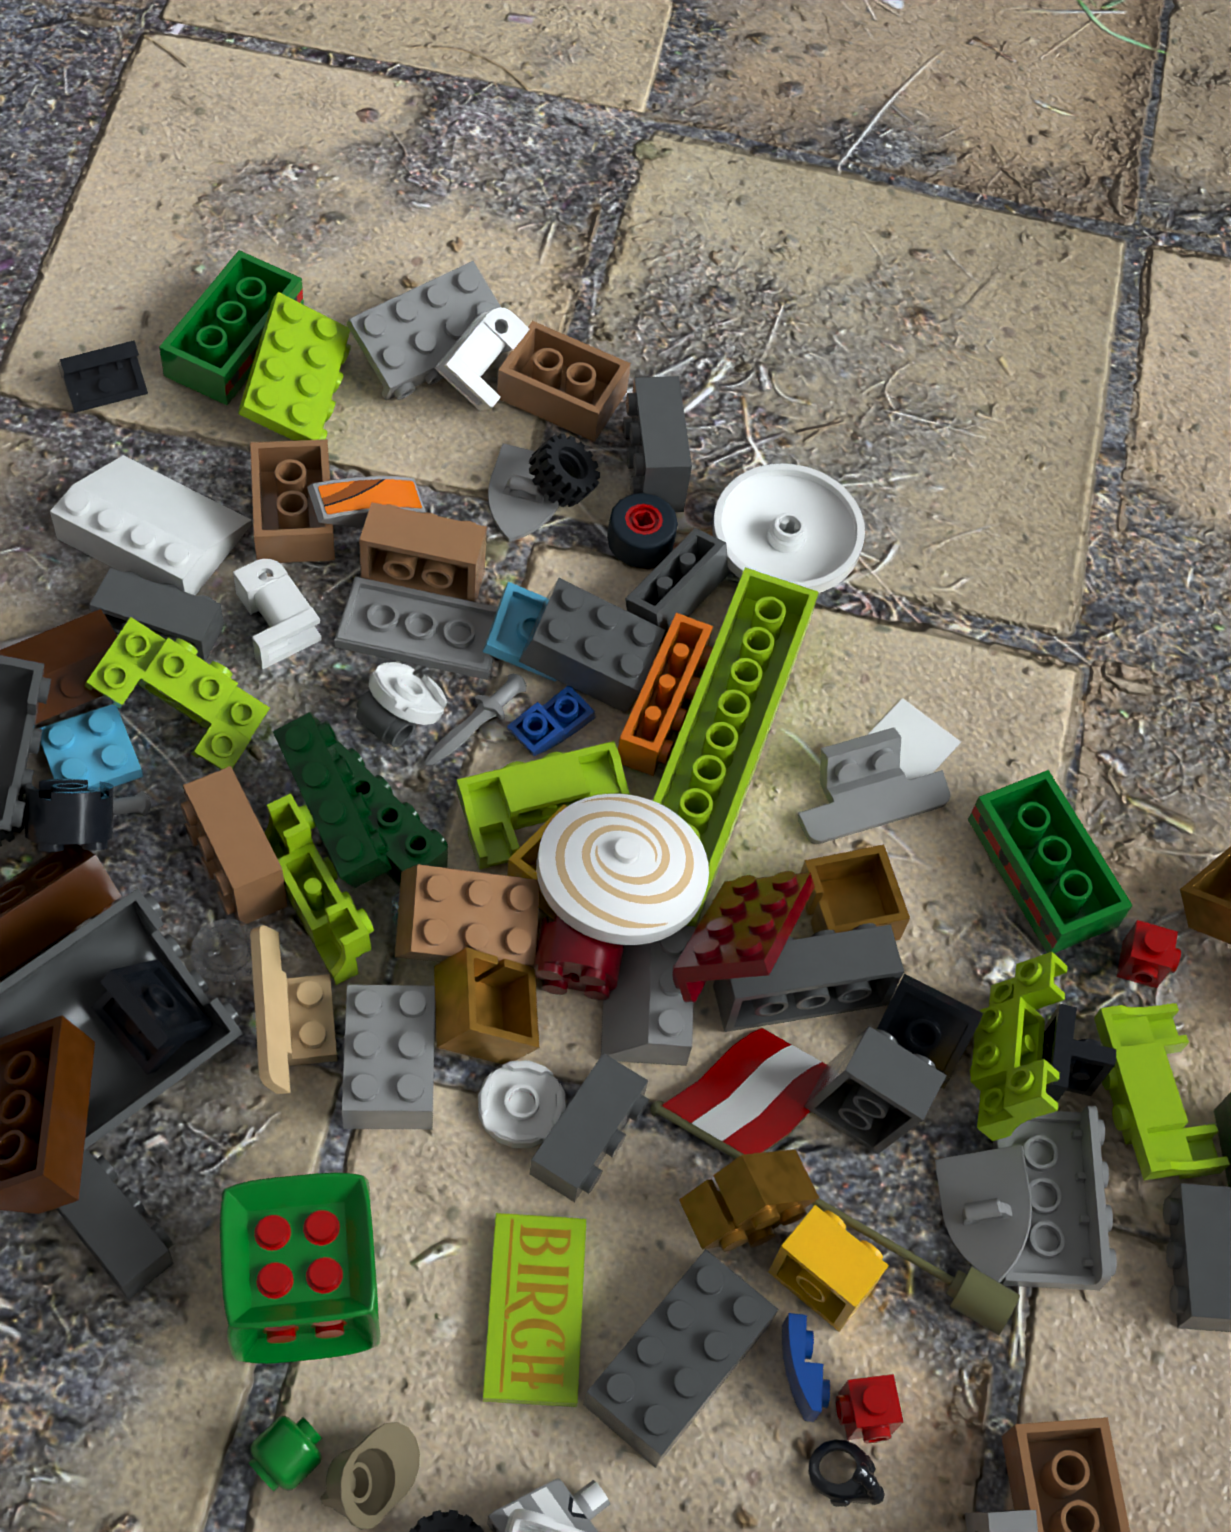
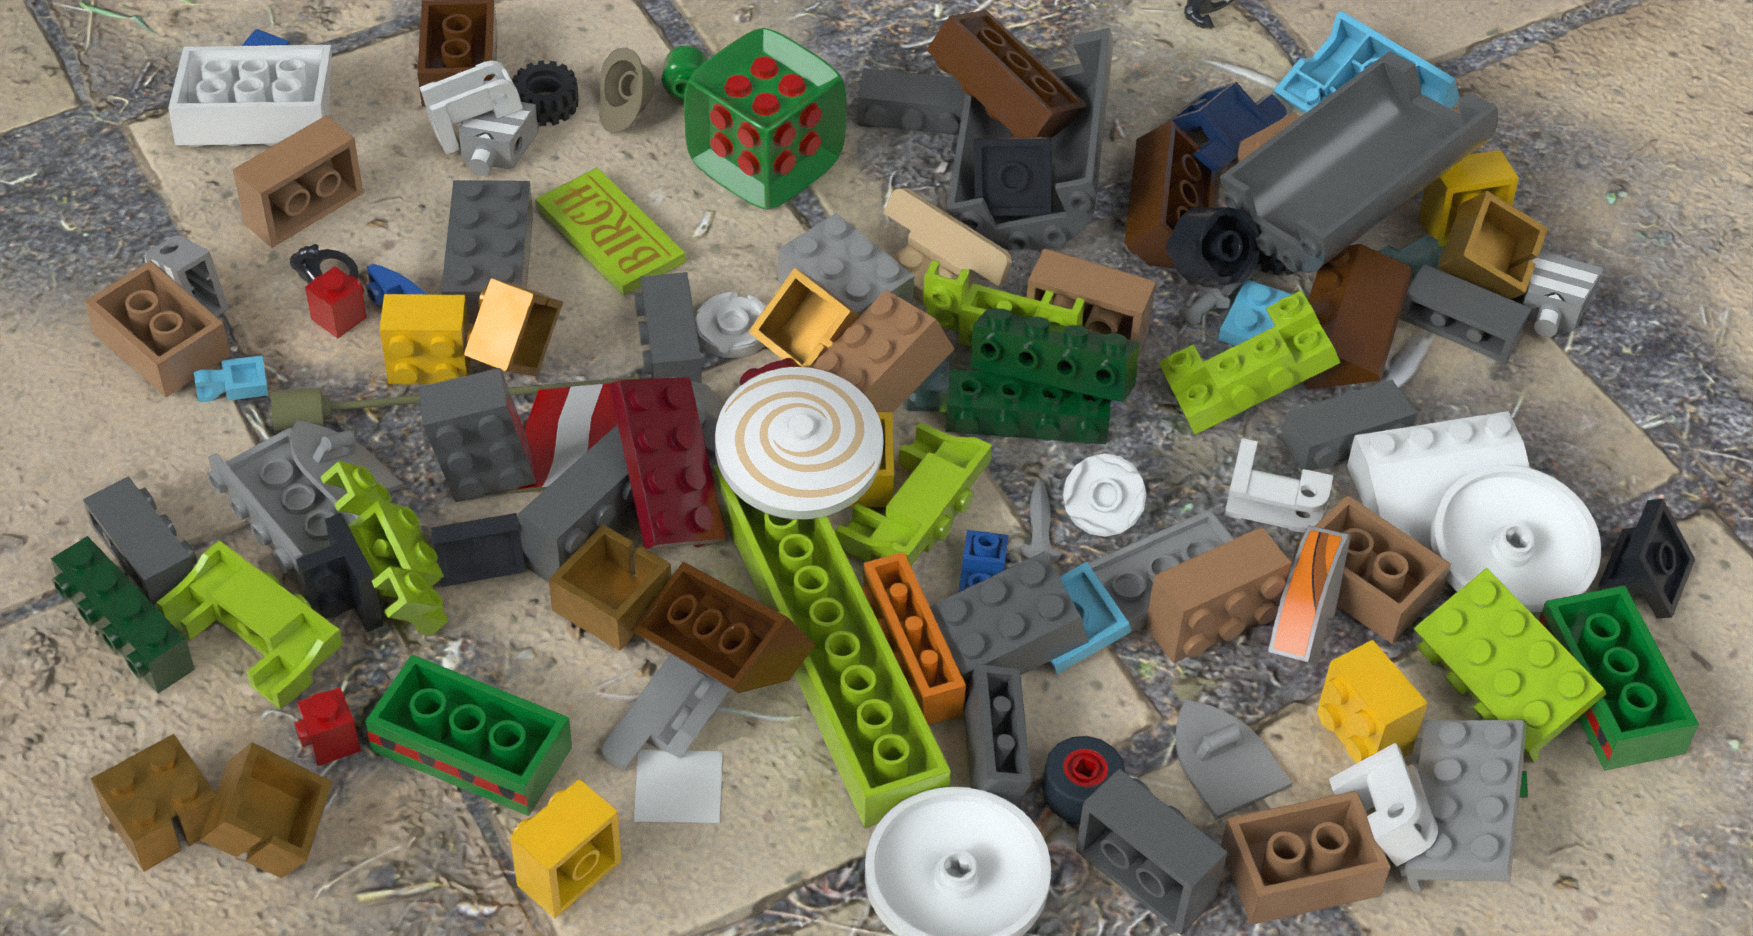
camera: 145 degrees right, 10 degrees down
(170, 443) = (1522, 530): none -> white dish
(417, 417) = (1370, 703): none -> yellow brick
(564, 470) = (1176, 758): black tyre -> none
(813, 775) = (723, 632): none -> reddish brown slope
(1014, 1388) = (238, 378): none -> medium azure plate
(1042, 721) = (566, 847): none -> yellow brick

